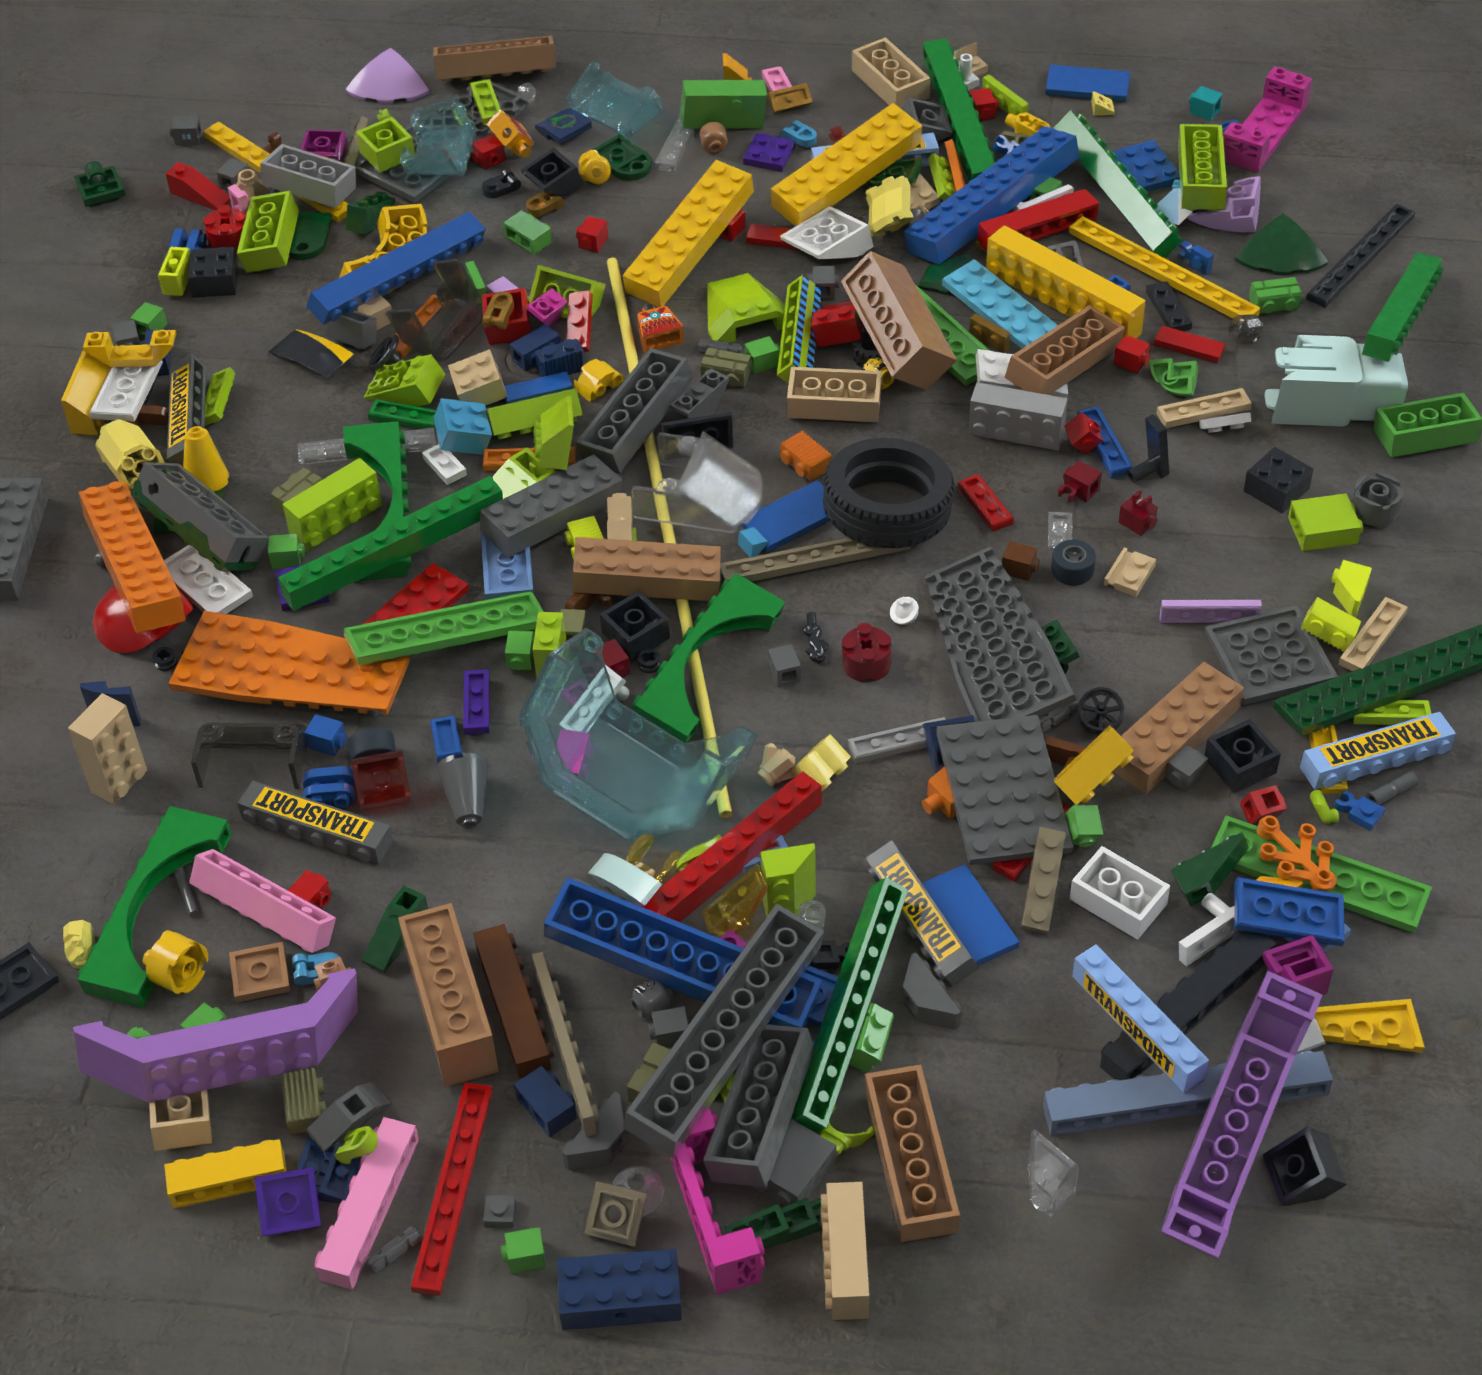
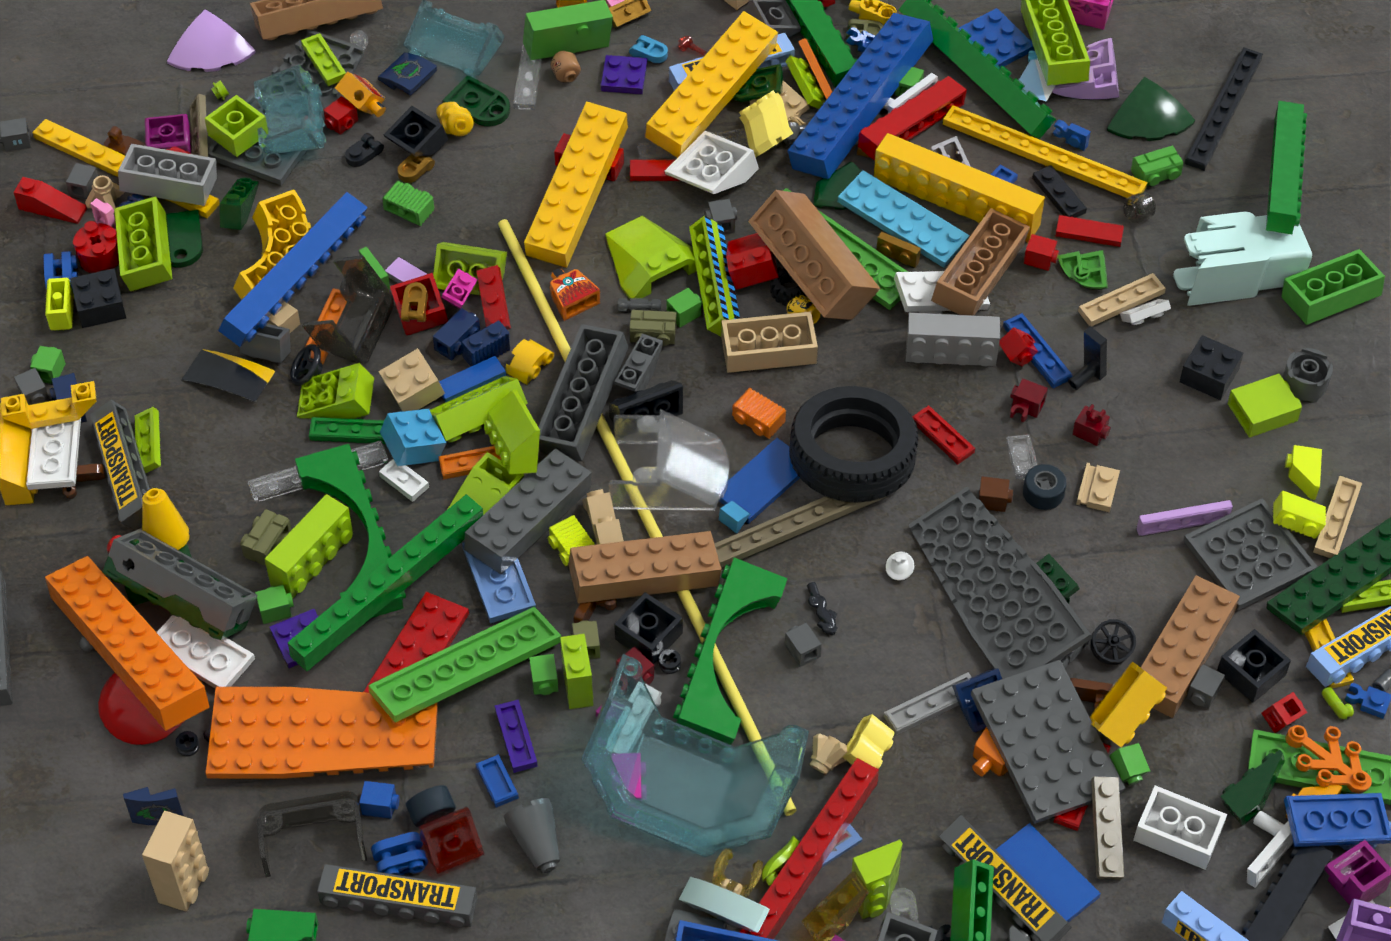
camera: 15 degrees left, 5 degrees up
(126, 450) = (81, 523): light yellow brick -> none
(592, 234) = (475, 195): red brick -> none
(866, 653) = (878, 618): dark red brick -> none

